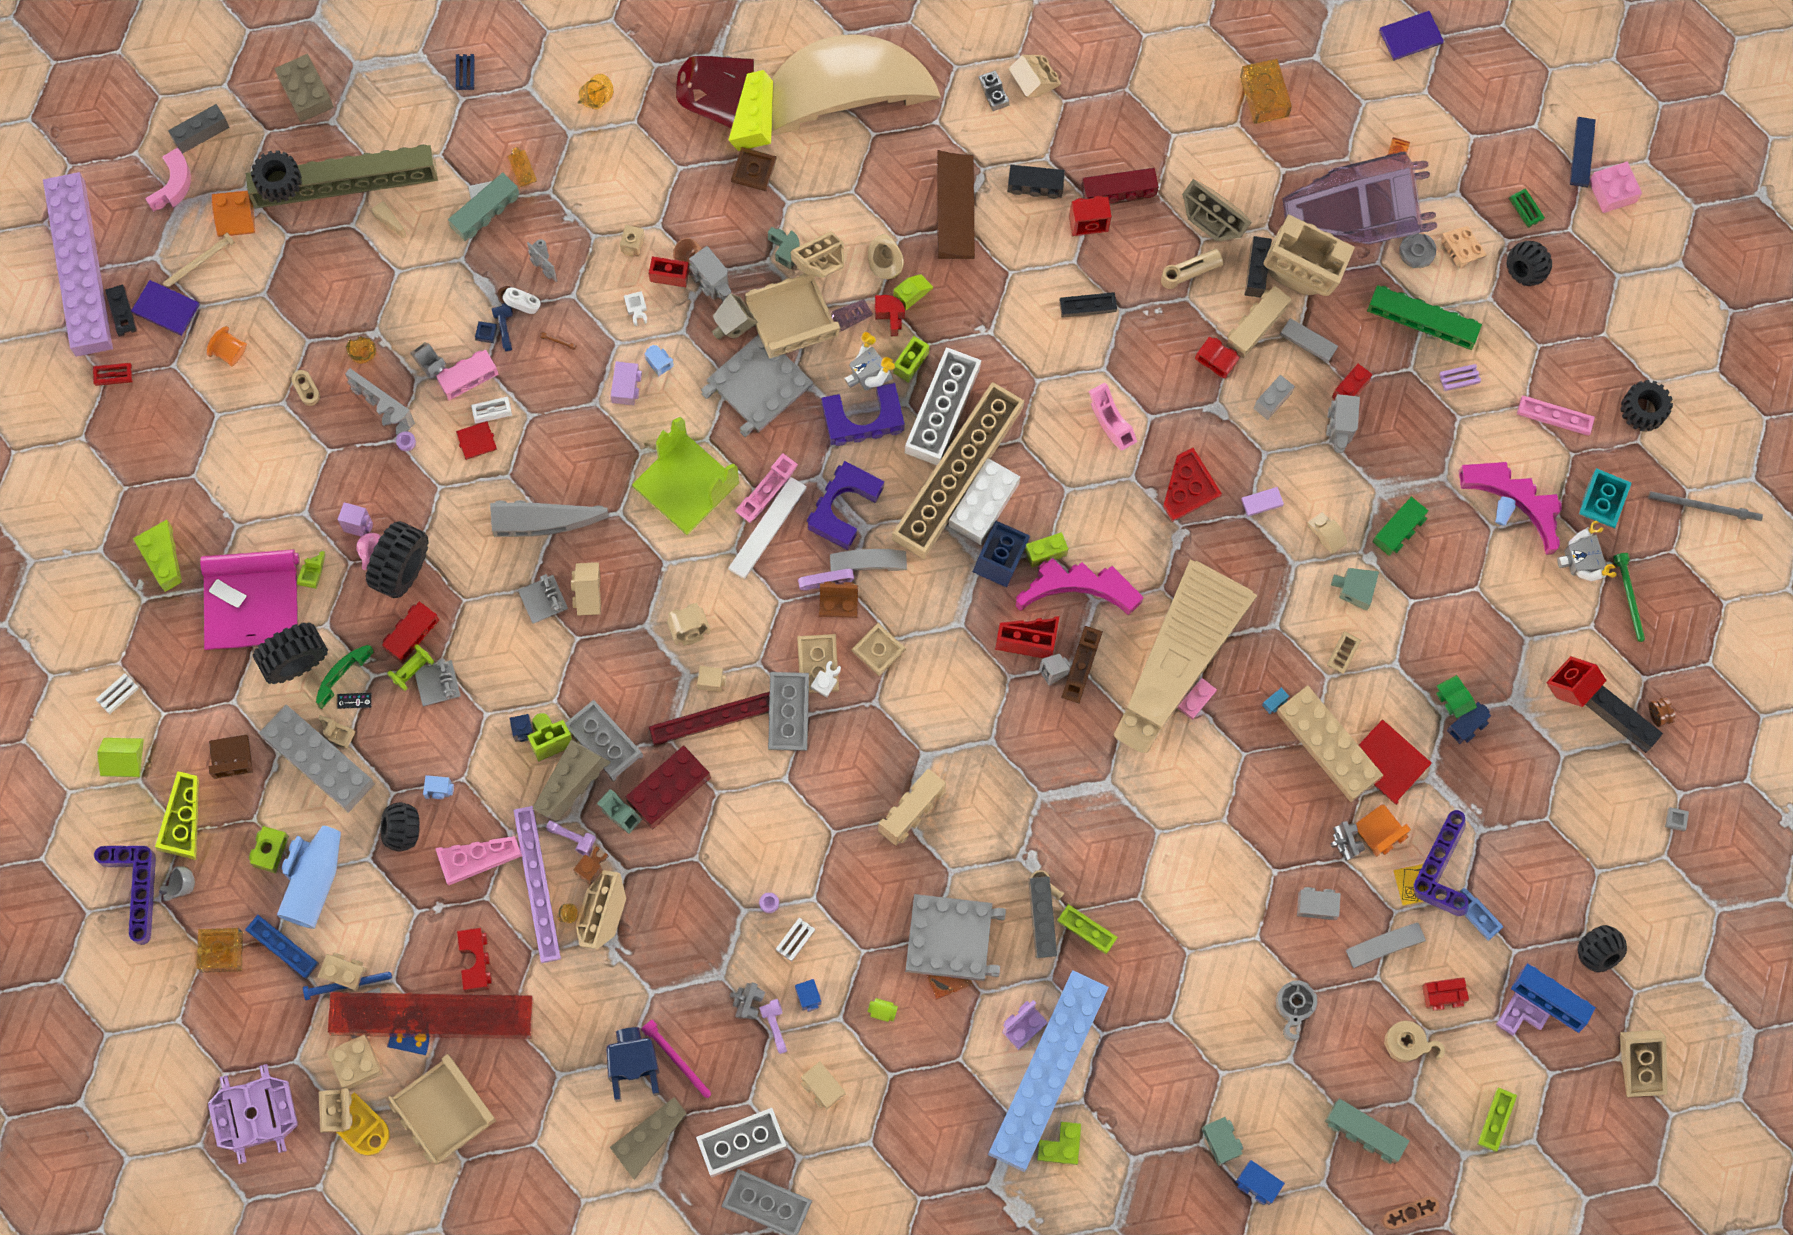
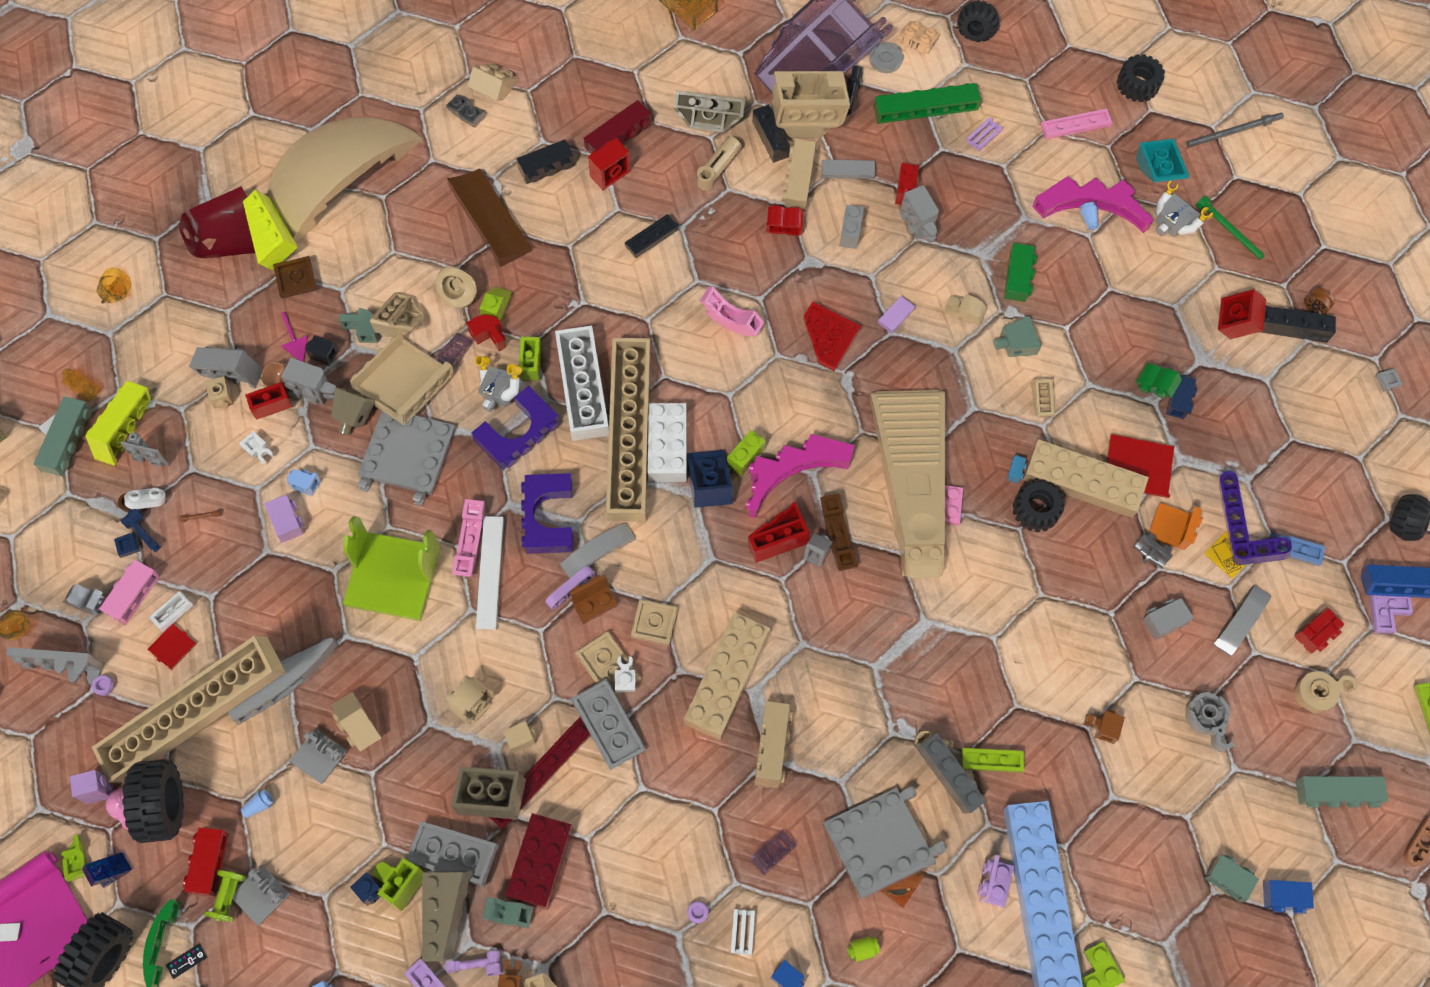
camera: 30 degrees left, 5 degrees down
(332, 593) = (106, 870): none -> clear blue slope
(464, 501) = (189, 708): none -> tan brick
(475, 609) = (259, 802): none -> light blue cone
(535, 219) = (117, 422): none -> neon yellow wedge
(651, 218) = (226, 363): none -> light grey wedge
(659, 708) = (488, 792): none -> dark tan brick
(720, 234) = (295, 347): none -> dark pink piece
(738, 250) = (321, 350): none -> black brick
(859, 900) = (767, 865): none -> slope
(910, 729) = (726, 676): none -> tan brick
(1203, 960) = (1107, 726): none -> dark orange brick
(1275, 728) = (1045, 493): none -> black tyre
(1369, 259) = (853, 85): none -> black pin

